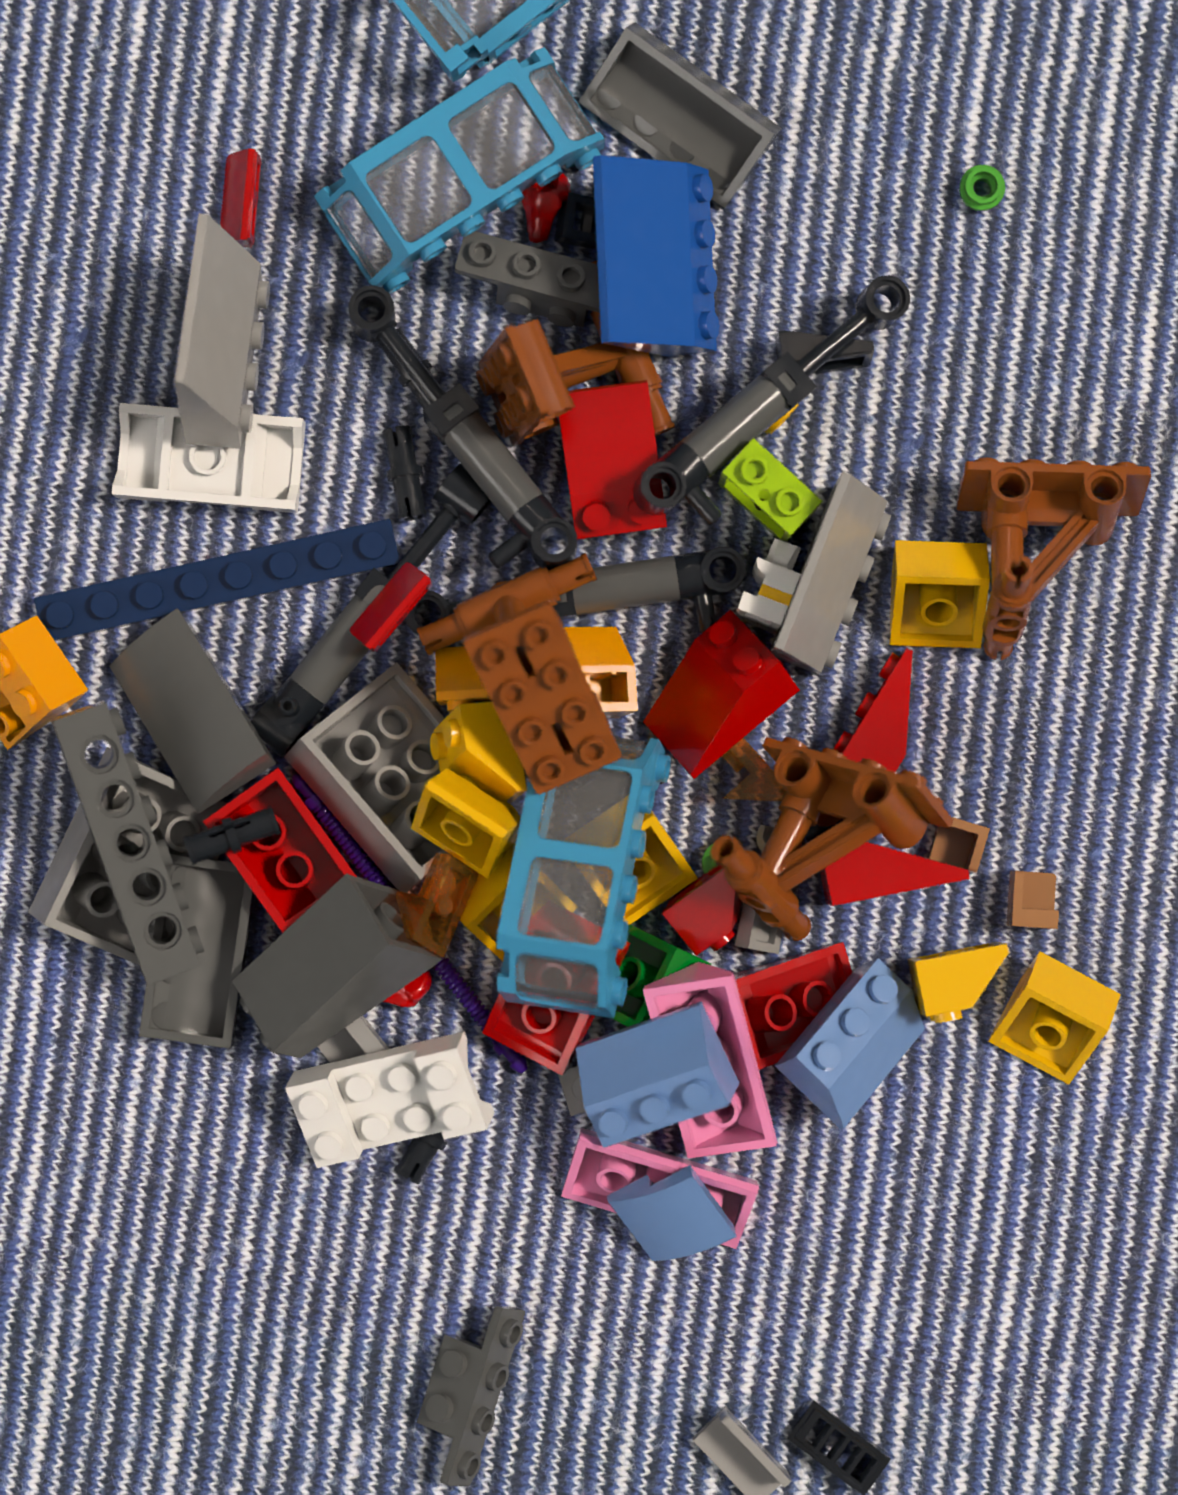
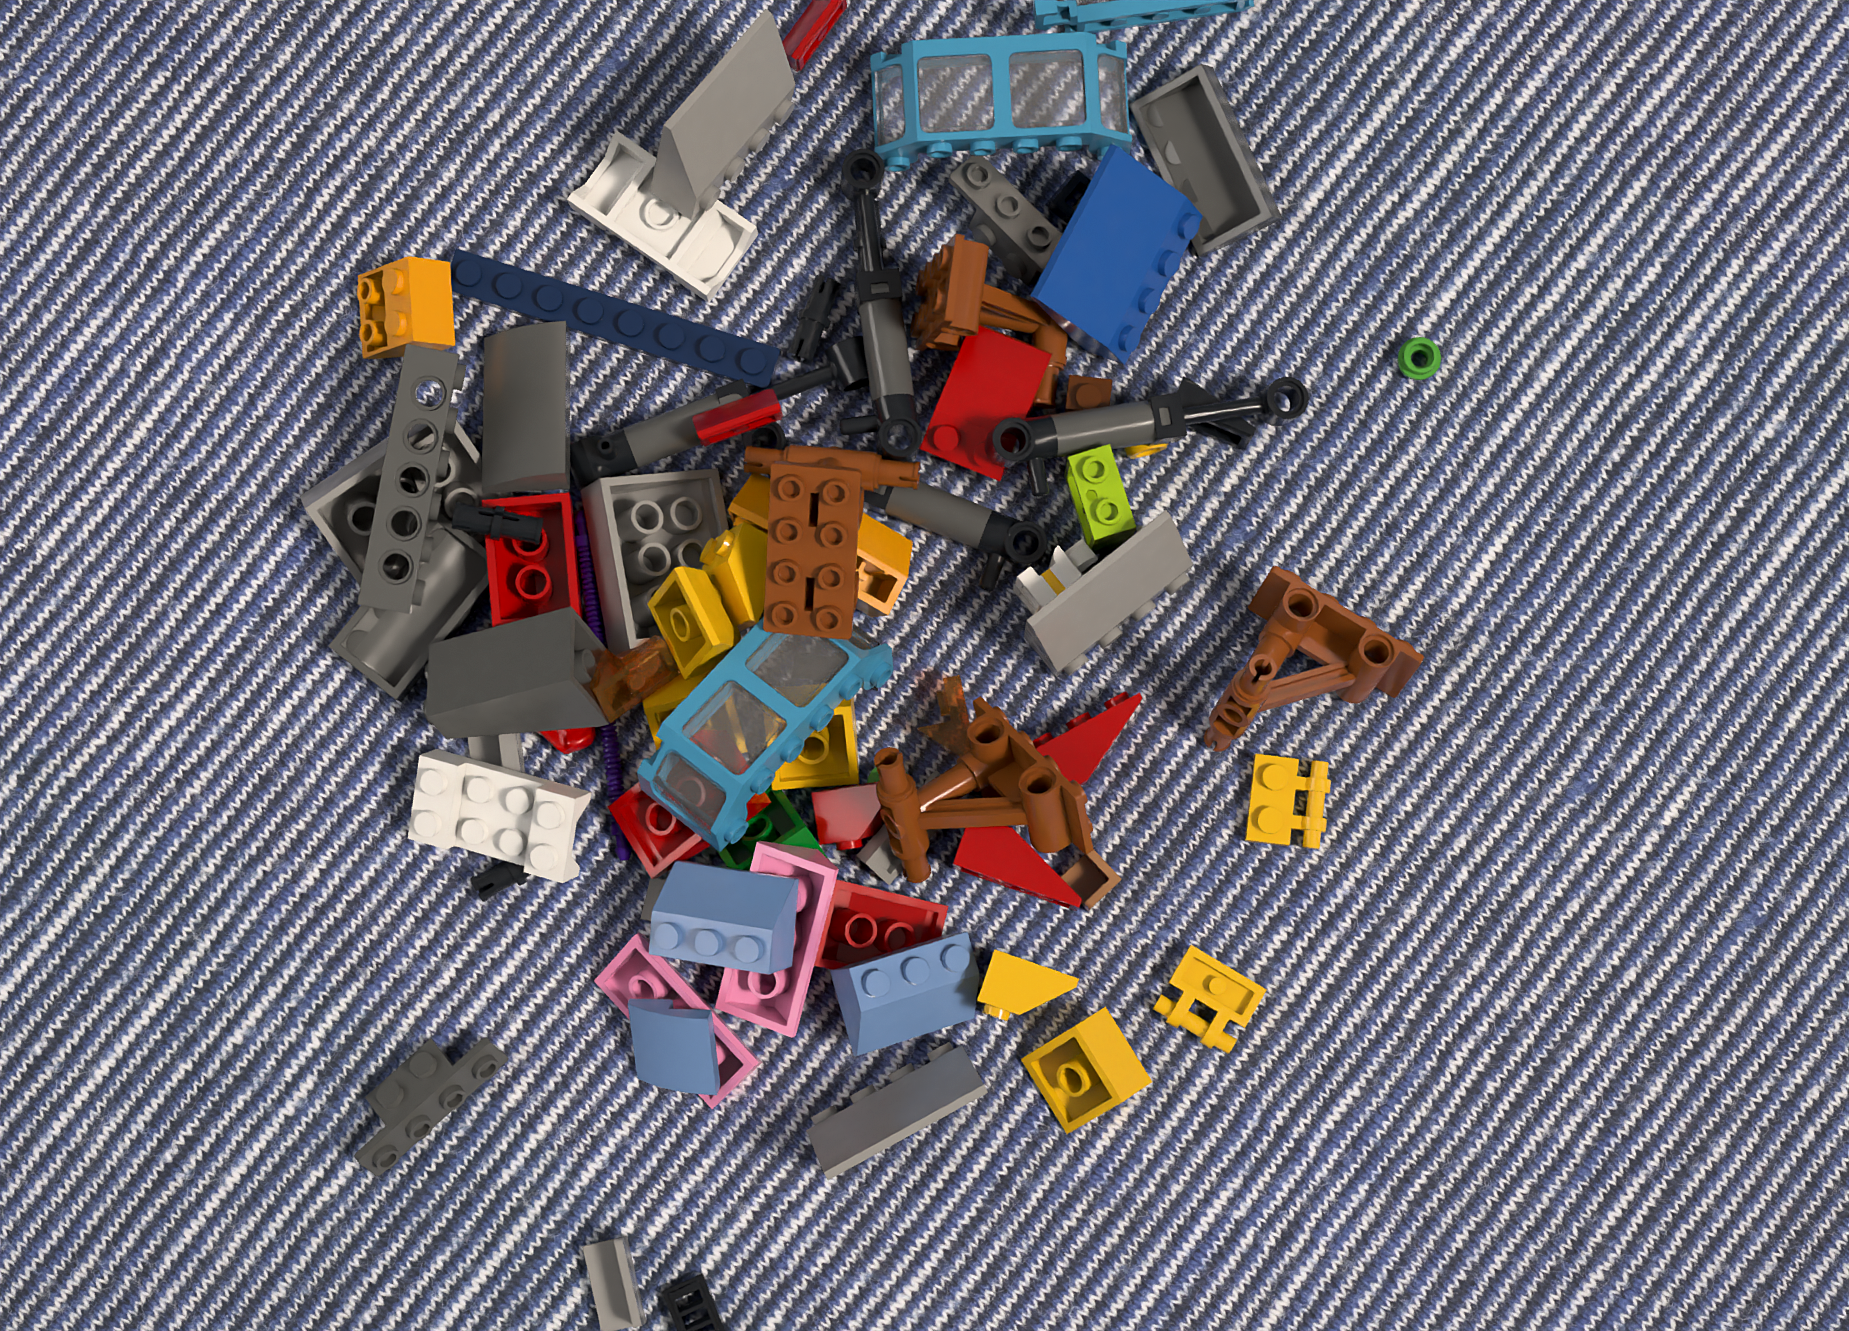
camera: 30 degrees right, 5 degrees down
(542, 205) = (1051, 168): red animal -> none
(699, 400) = (1087, 393): none -> reddish brown brick
(718, 694) = (962, 641): red slope -> none
(908, 1157) = (895, 1111): none -> light grey slope
(938, 594) = (1191, 665): yellow slope -> none
(1032, 900) = (1124, 962): medium nougat panel -> none
(1080, 671) = (1273, 798): none -> yellow plate
(1128, 874) = (1216, 987): none -> yellow plate

